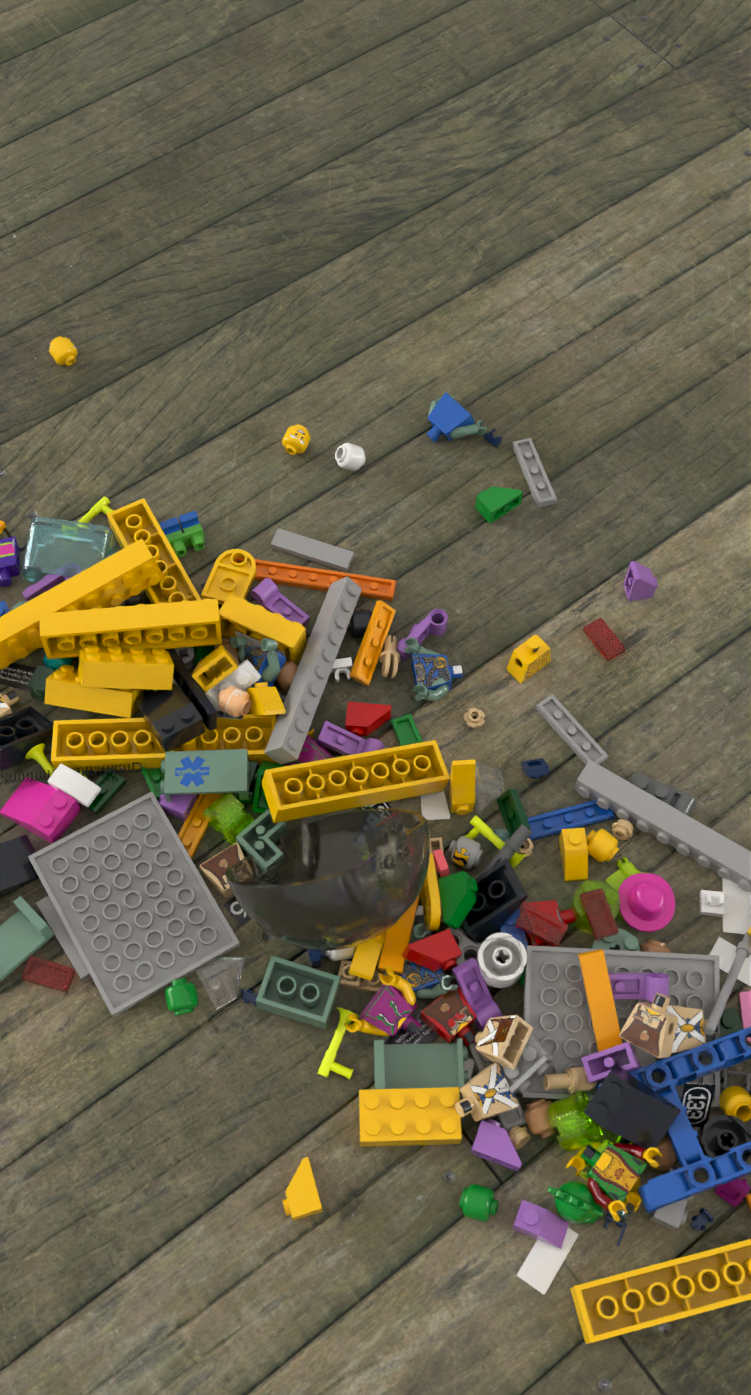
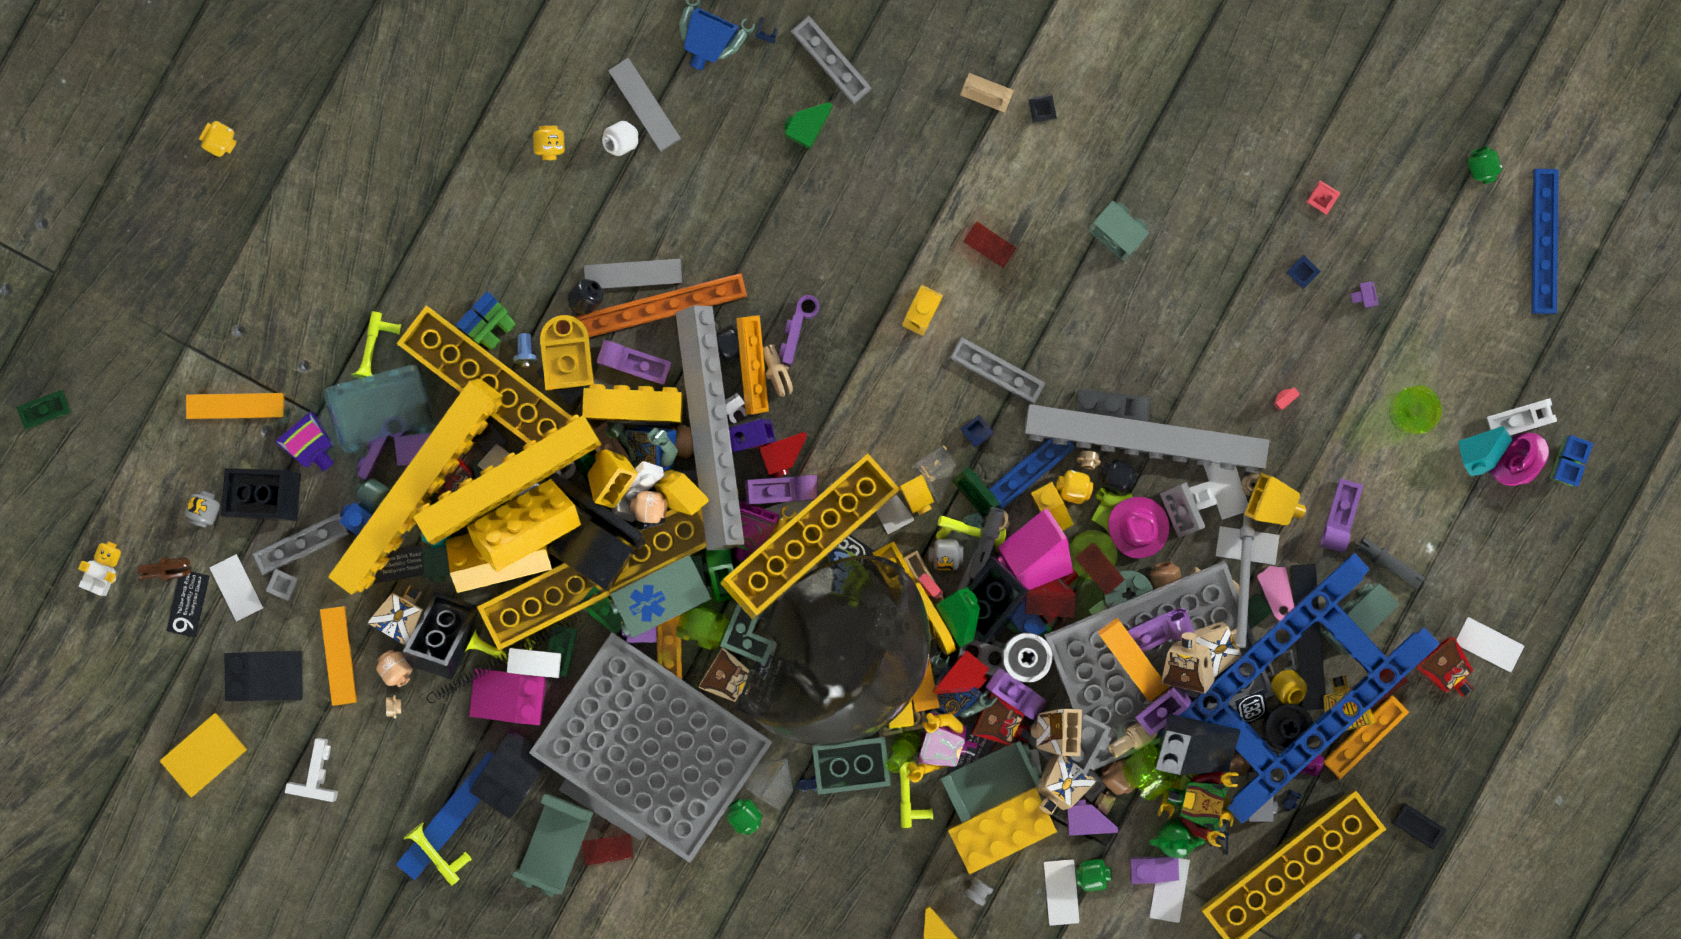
camera: 25 degrees left, 25 degrees up
(199, 569) = (525, 355): none -> medium blue piece
(267, 545) = (585, 296): none -> black head
(344, 689) = (756, 435): none -> dark purple torso
(352, 999) = (903, 750): none -> clear neon green arm
(361, 1166) = (978, 891): none -> light grey wheel
(379, 447) = (644, 104): none -> light grey tile
(405, 730) = (834, 450): green tile -> none
(430, 672) = (828, 372): torso -> none
(440, 1208) = (1061, 892): none -> white sticker
(474, 723) = (899, 400): tan plate -> none
(550, 877) = (1037, 552): none -> dark pink slope
(639, 582) = (1003, 162): medium lavender slope -> none
(643, 854) = (1118, 477): none -> black head
(645, 536) = (986, 92): none -> tan hinge
(686, 564) = (1042, 108): none -> black tile
(692, 902) = (1182, 510): none -> light grey bracket
(718, 658) = (1119, 230): none -> sand green brick

